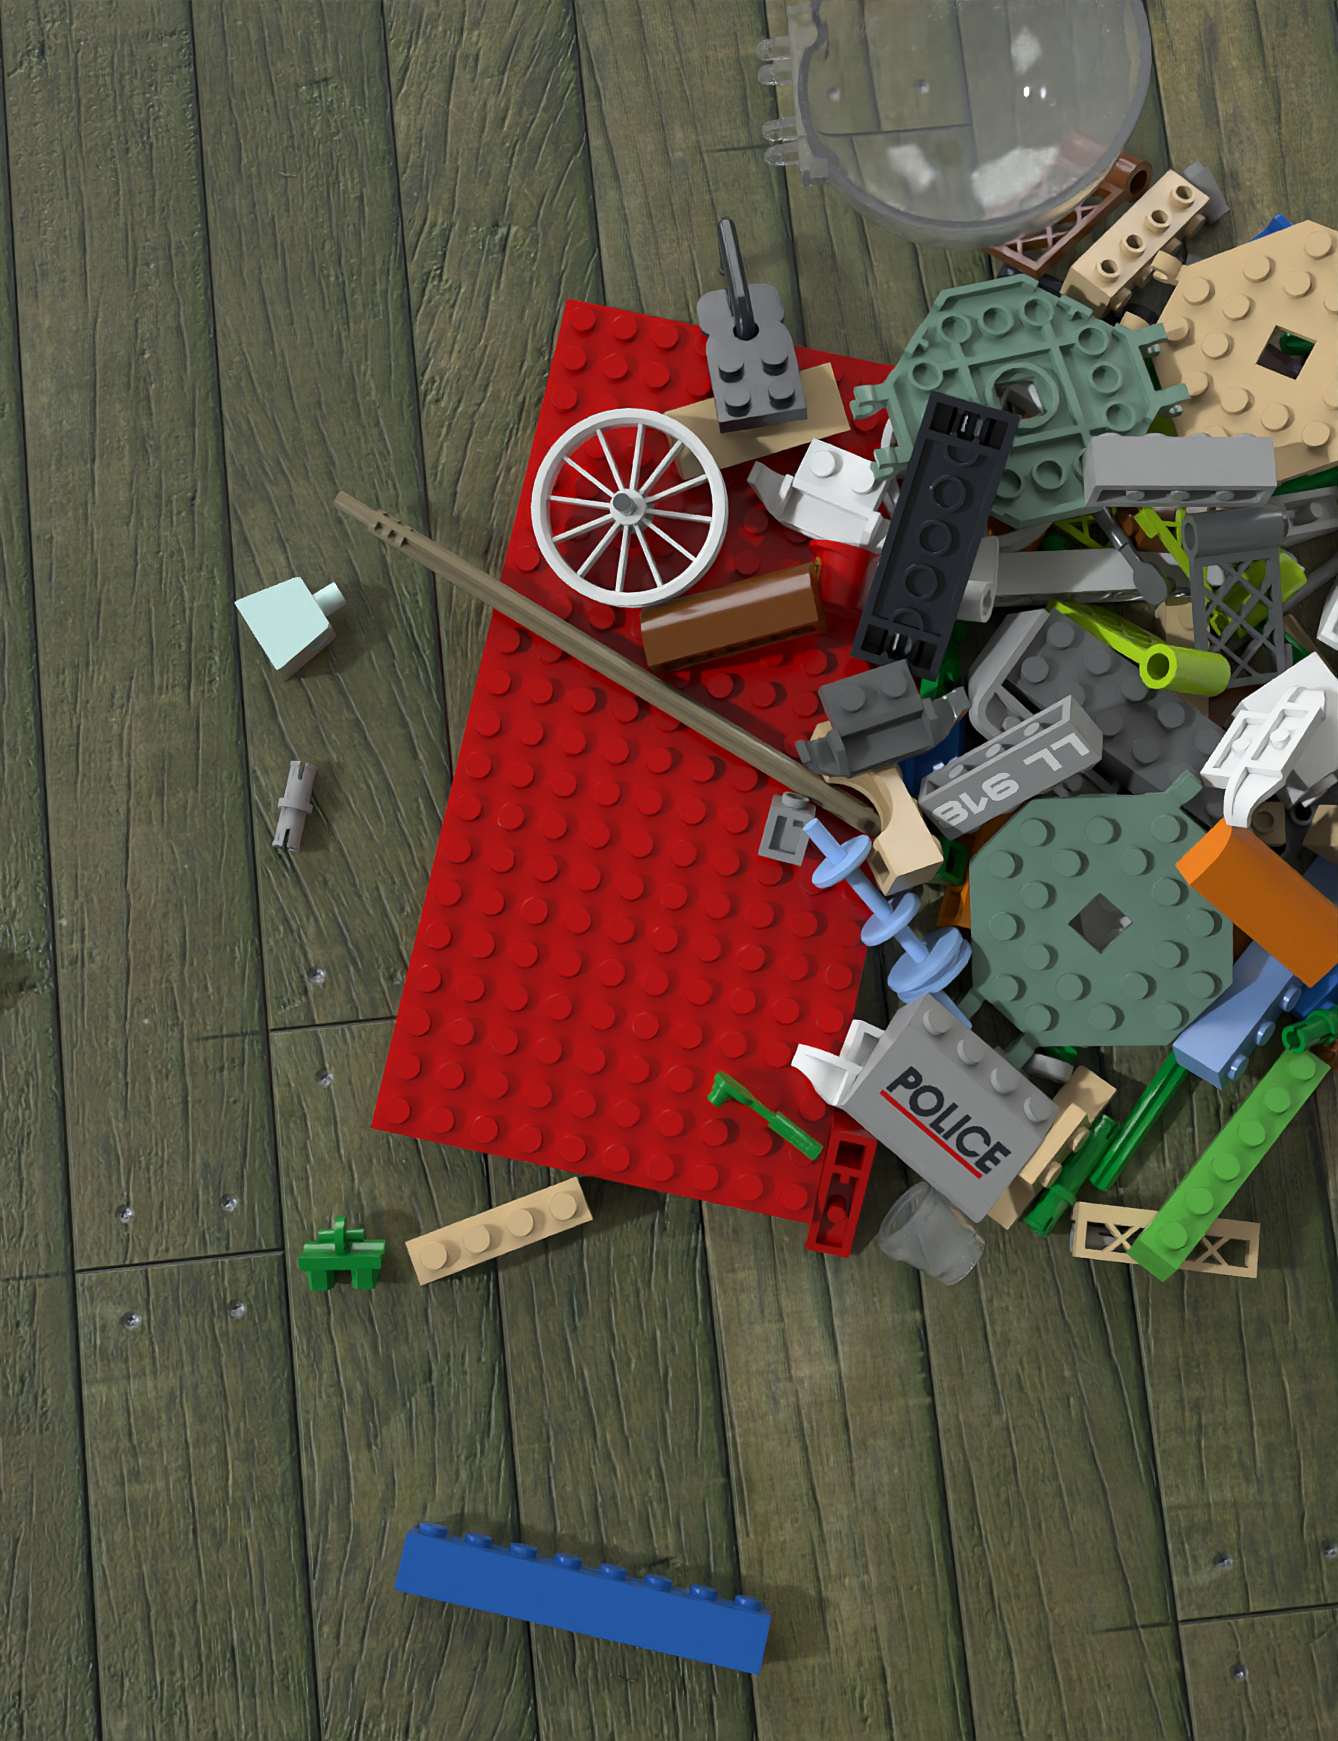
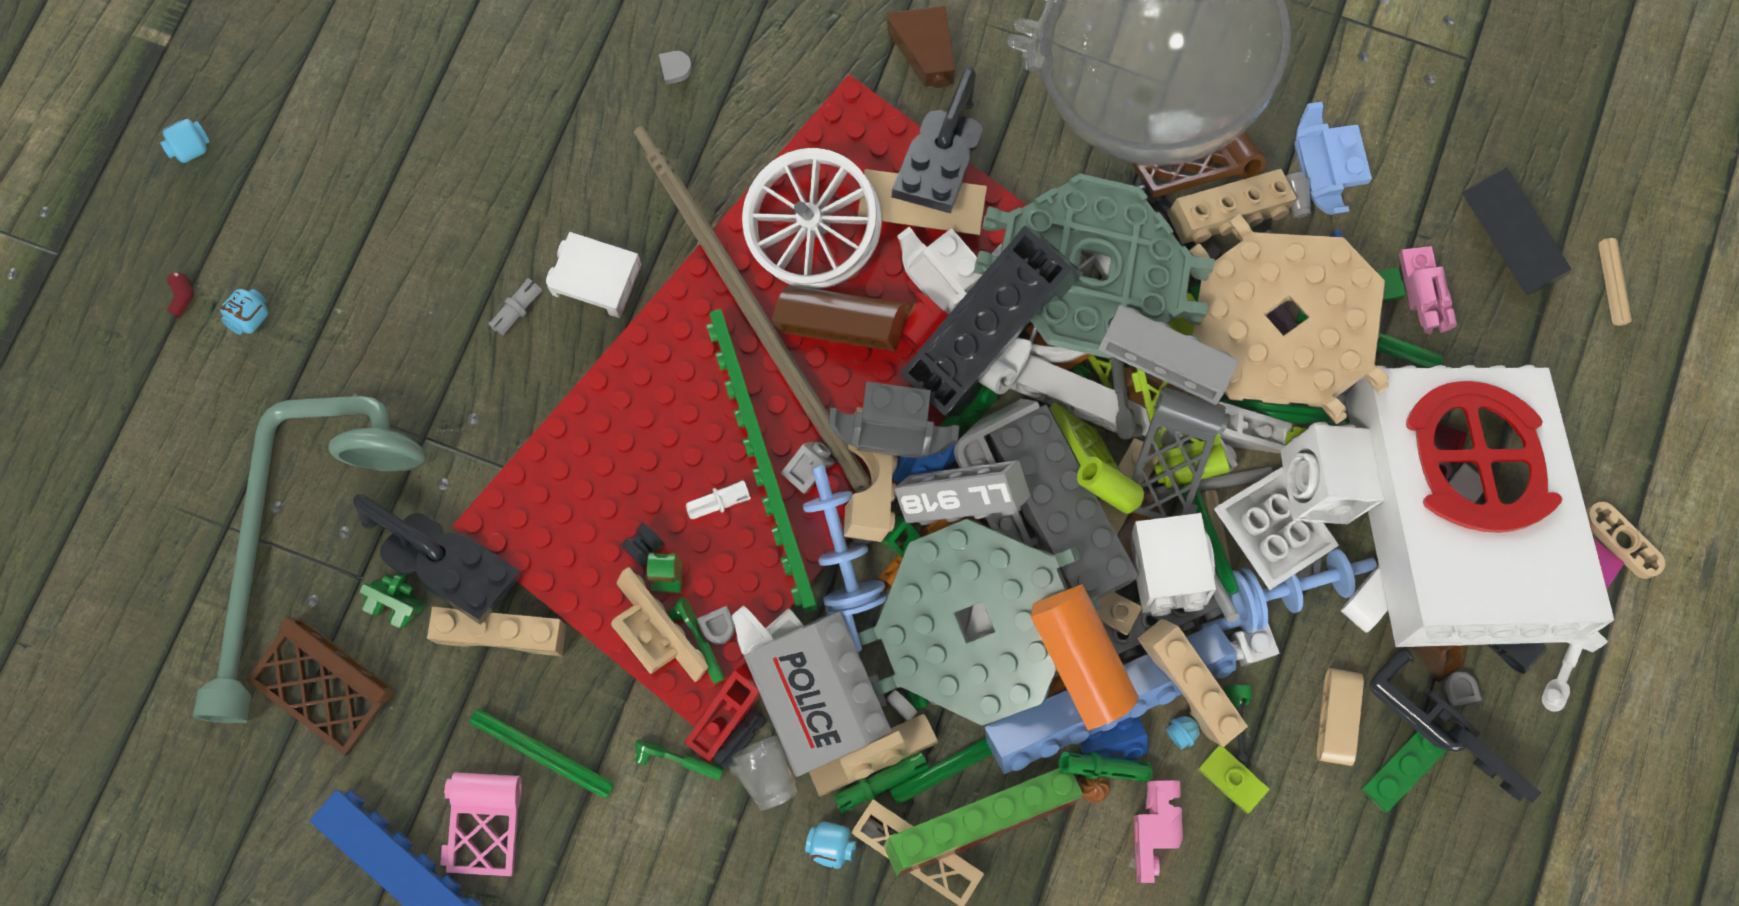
camera: 30 degrees right, 5 degrees down
(222, 1076) = (367, 448): none -> sand green piece
(291, 622) = (572, 193): light aqua torso -> none
(308, 1371) = (336, 661): none -> reddish brown fence
(332, 392) = (675, 66): none -> light grey tile
(374, 713) = (594, 273): none -> white panel
(428, 1183) = (445, 562): none -> black plate
(593, 1443) = (482, 795): none -> bright pink piece
(632, 1030) = (642, 543): none -> black wheel
(635, 1353) = (541, 753): none -> green axle
(641, 213) = (925, 43): none -> reddish brown slope
(682, 1053) = (665, 573): none -> green leg
(697, 927) = (718, 500): none -> white axle
(705, 1134) = (652, 632): none -> tan bracket
(738, 863) = (763, 473): none -> green plate
(764, 1280) = (645, 749): none -> green piece
(779, 1085) = (717, 626): none -> light grey tile
(873, 1211) = (740, 738): none -> black axle
(1054, 1283) = (830, 845): none -> medium azure head
(1220, 128) = (1330, 159): none -> light blue plate
(1262, 751) = (1125, 555): white plate -> none

